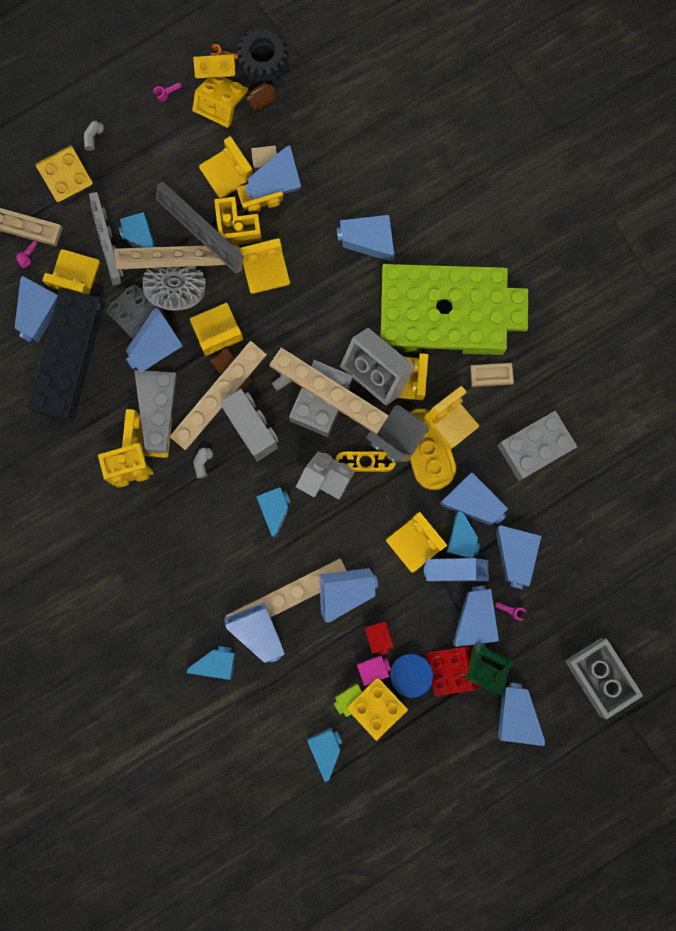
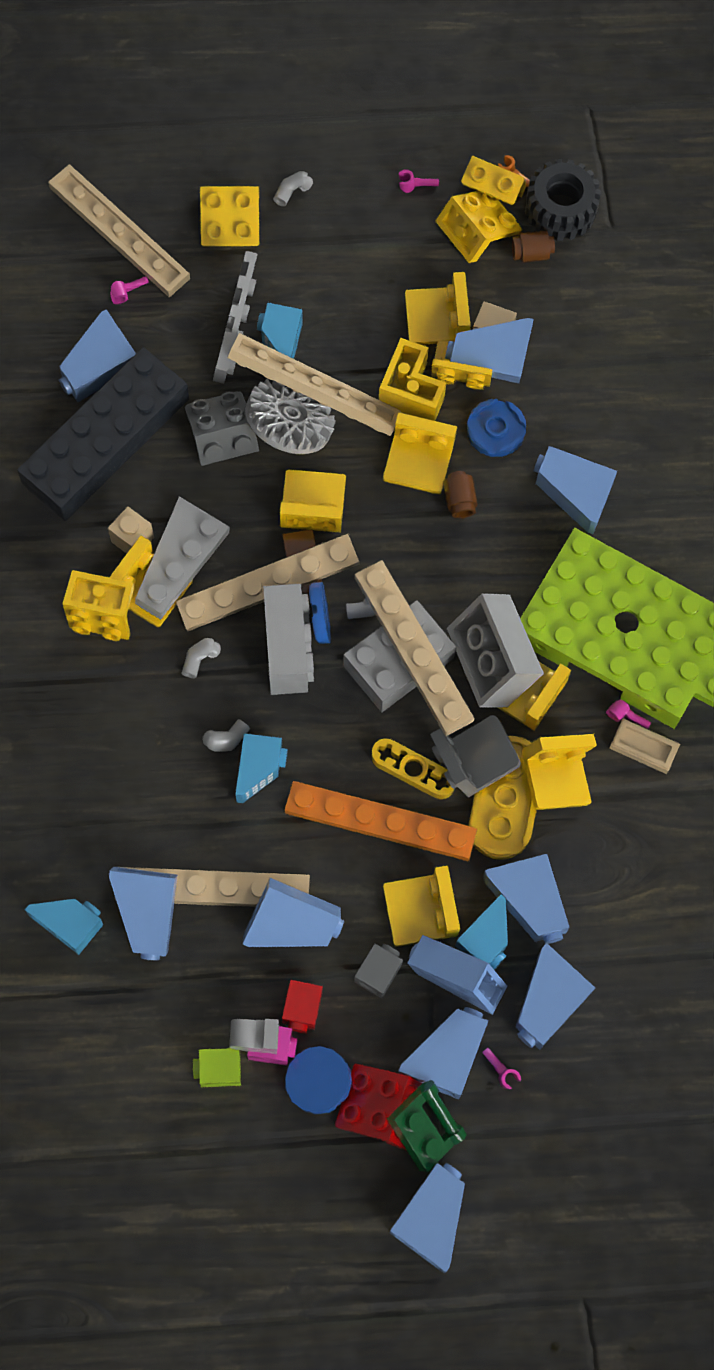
camera: 25 degrees right, 10 degrees down
(73, 273) = (171, 338): yellow bracket -> none
(116, 408) = (128, 528): none -> tan brick
(152, 342) = (221, 473): medium blue slope -> none
(199, 227) = (362, 364): dark grey tile -> none
(247, 504) = (226, 740): none -> light grey arm
(260, 398) = (320, 613): none -> blue tile
(300, 224) = (496, 428): none -> blue tile
(302, 278) = (460, 494): none -> reddish brown brick
(325, 751) = (147, 1116): dark azure slope -> none
(326, 475) = (350, 754): light grey brick -> none
(363, 673) = (254, 1035): none -> light grey leg
(364, 503) = (381, 821): none -> orange plate
(377, 709) = (246, 1096): yellow bracket -> none
(411, 592) = (379, 969): none -> dark grey brick
(466, 360) = (620, 709): none -> dark pink hand
(537, 445) = (655, 868): light grey brick -> none
(603, 678) = (578, 1226): light grey brick -> none

